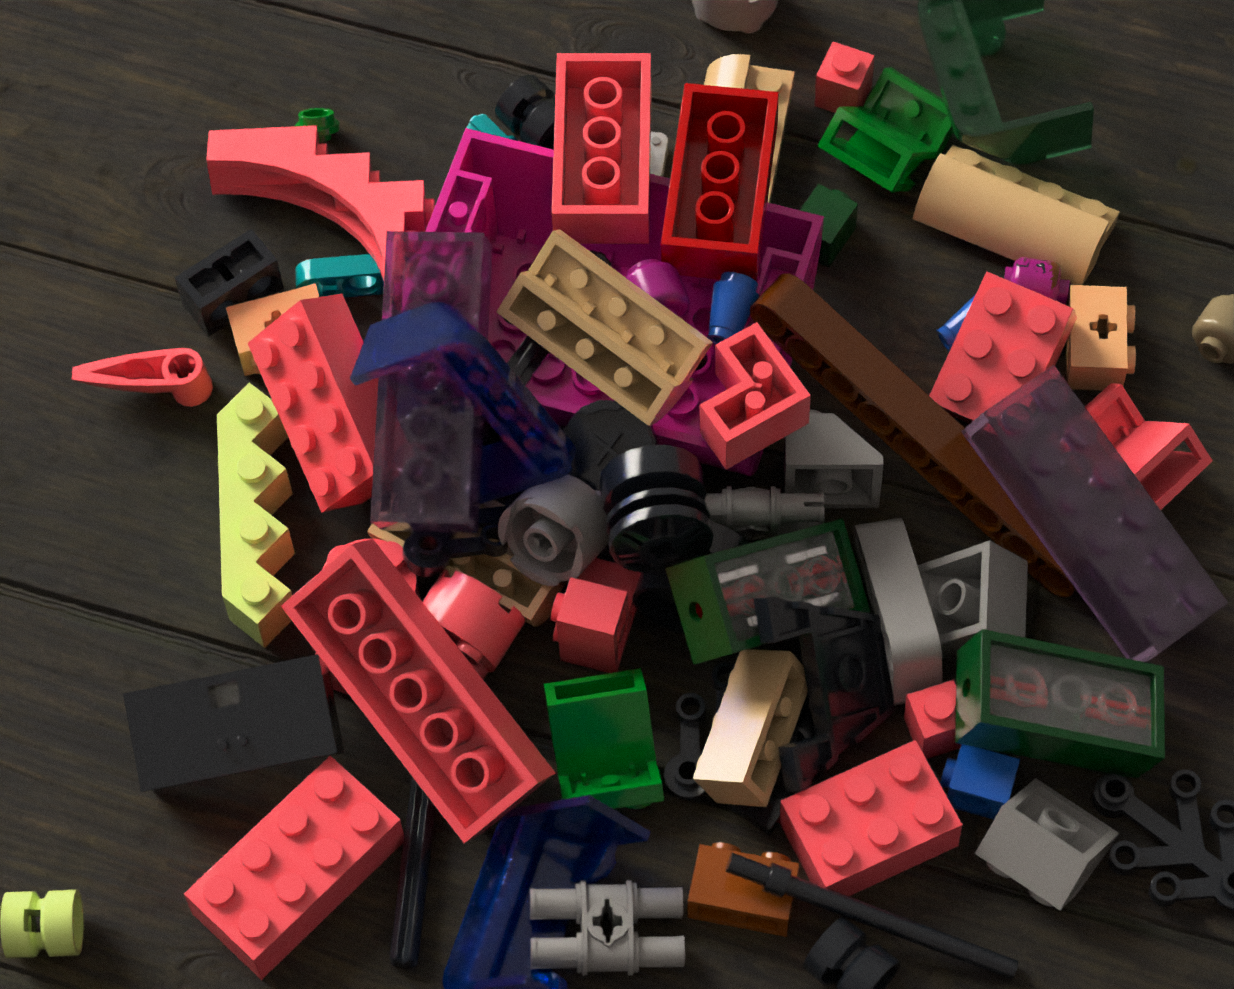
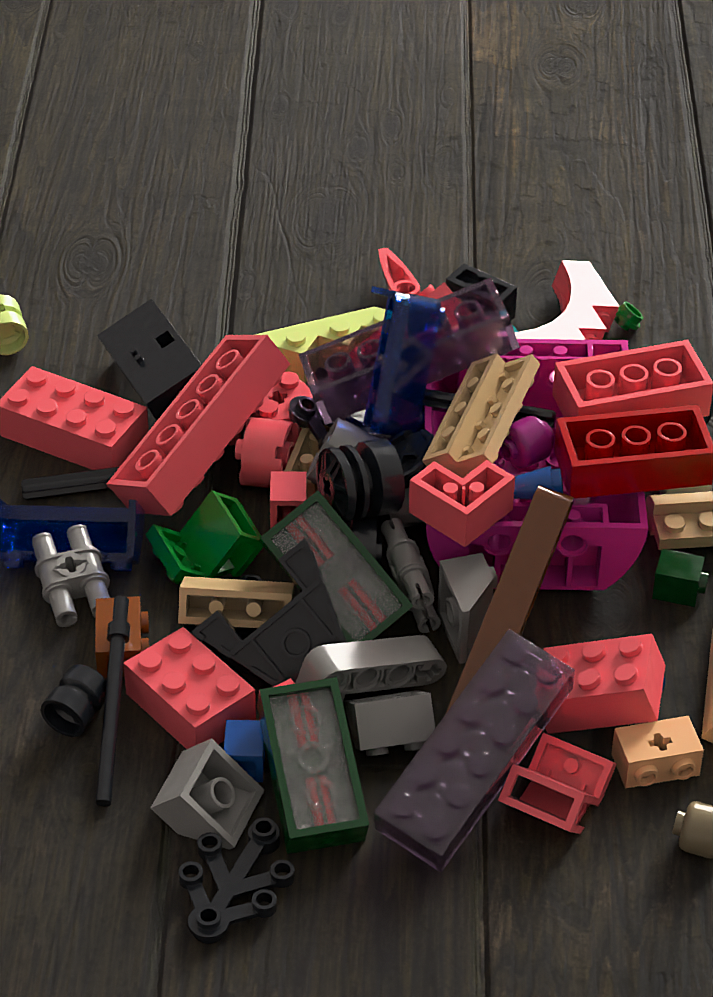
camera: 70 degrees right, 20 degrees down
(1040, 277) = (681, 698): magenta head -> none

